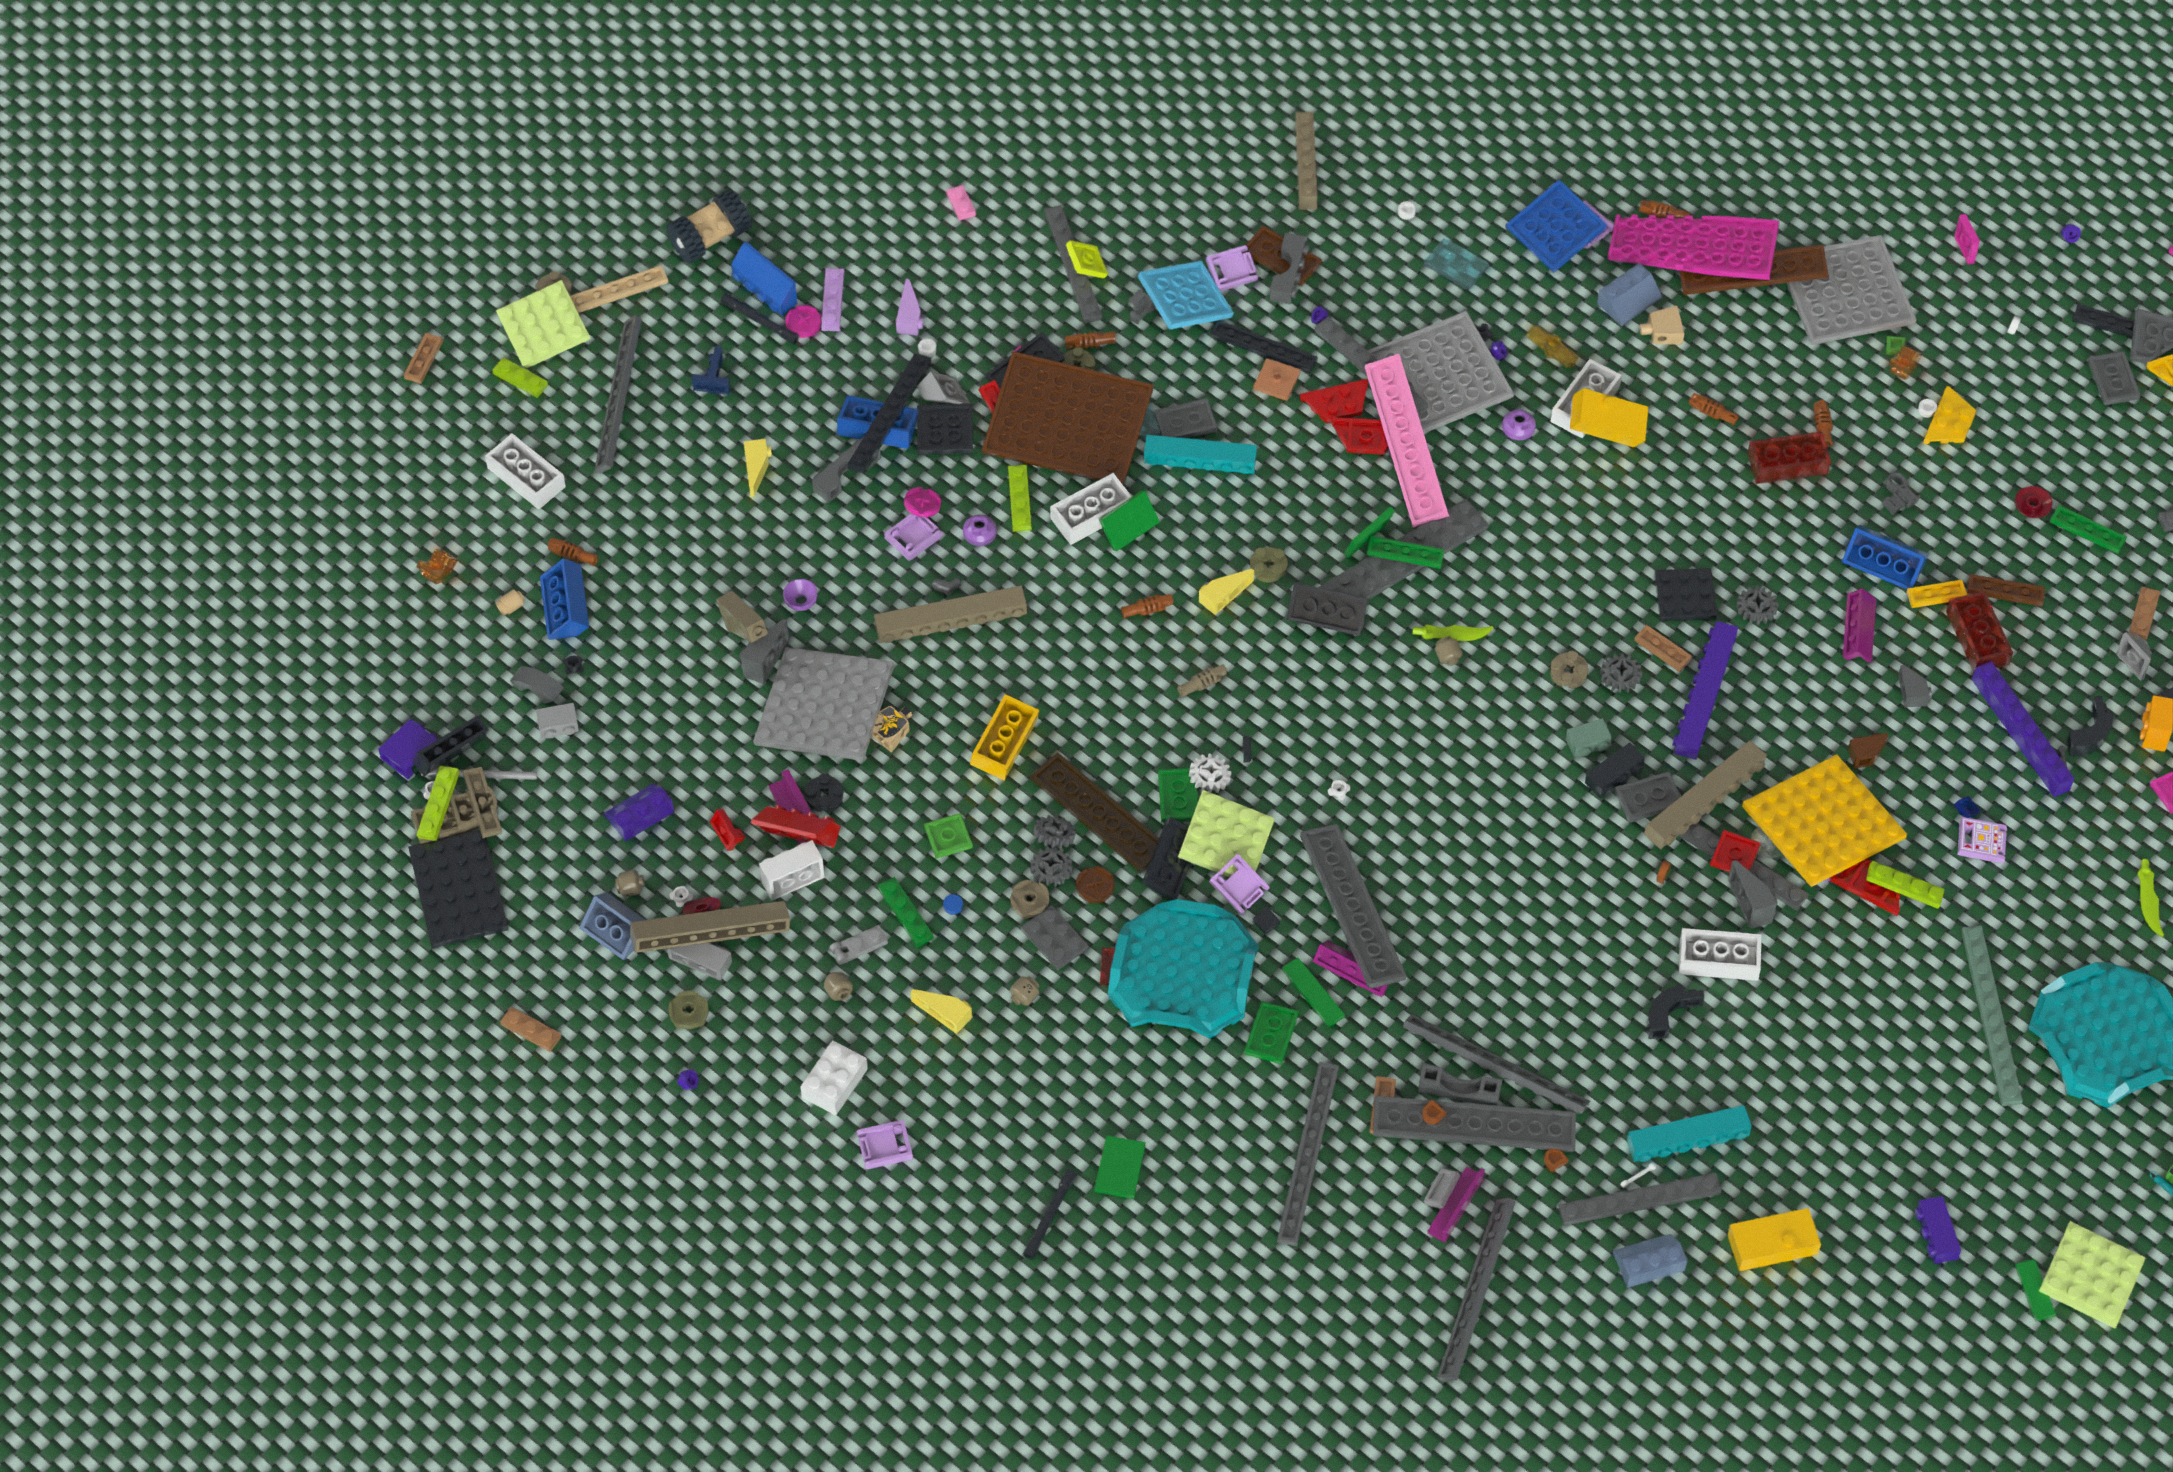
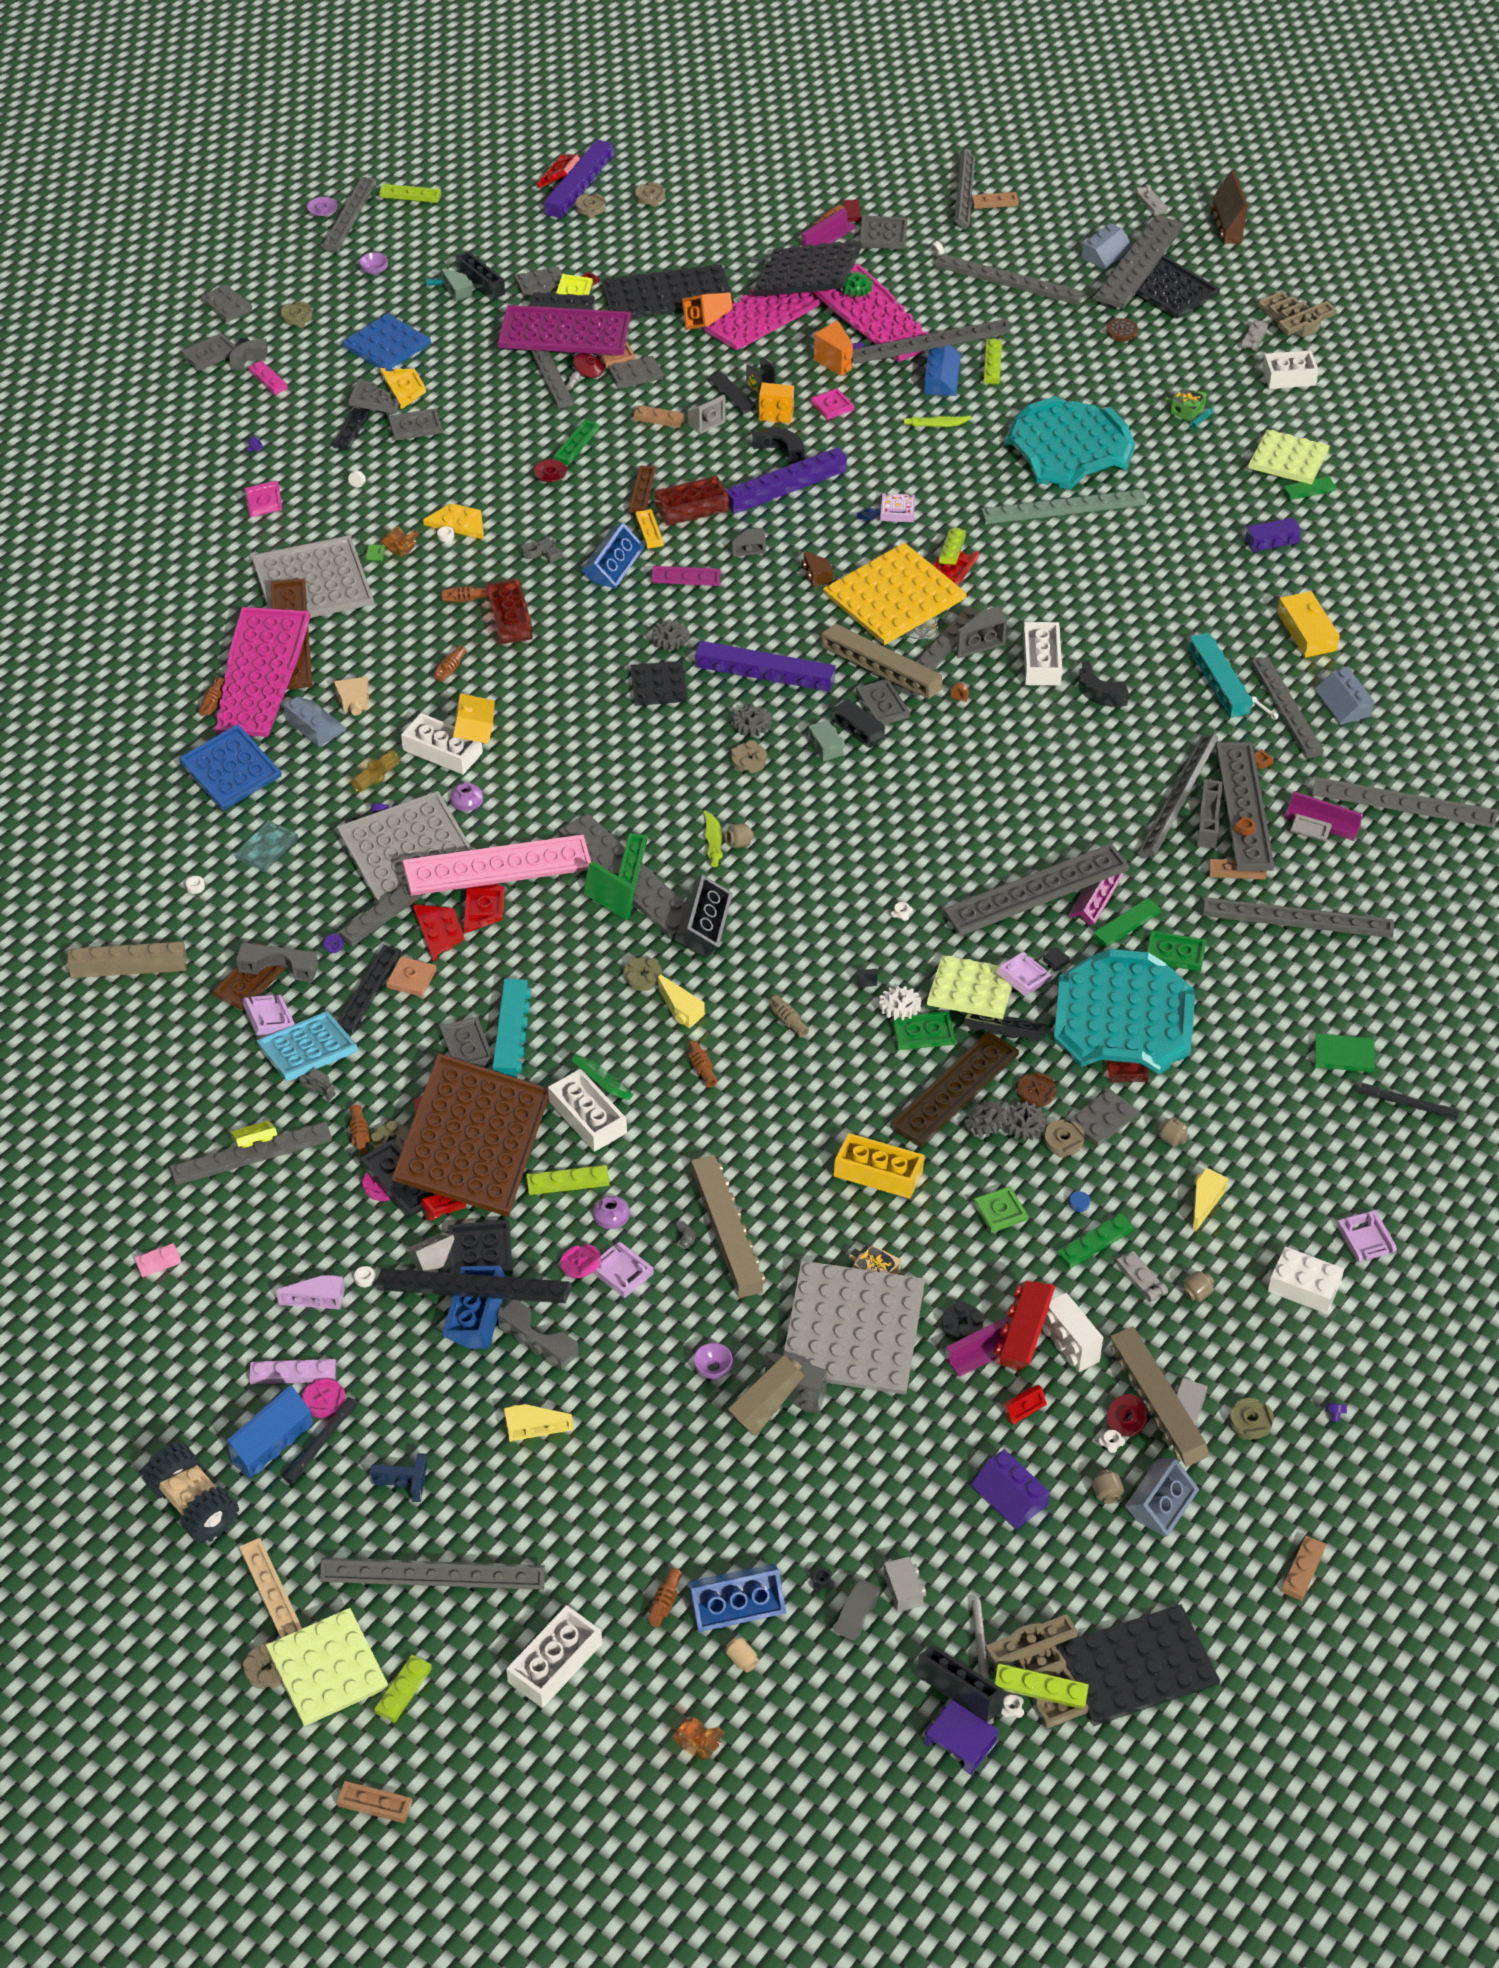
camera: 95 degrees left, 10 degrees down
(1663, 648) = (721, 695): medium nougat plate -> none
(1732, 848) = (938, 644): red tile -> none

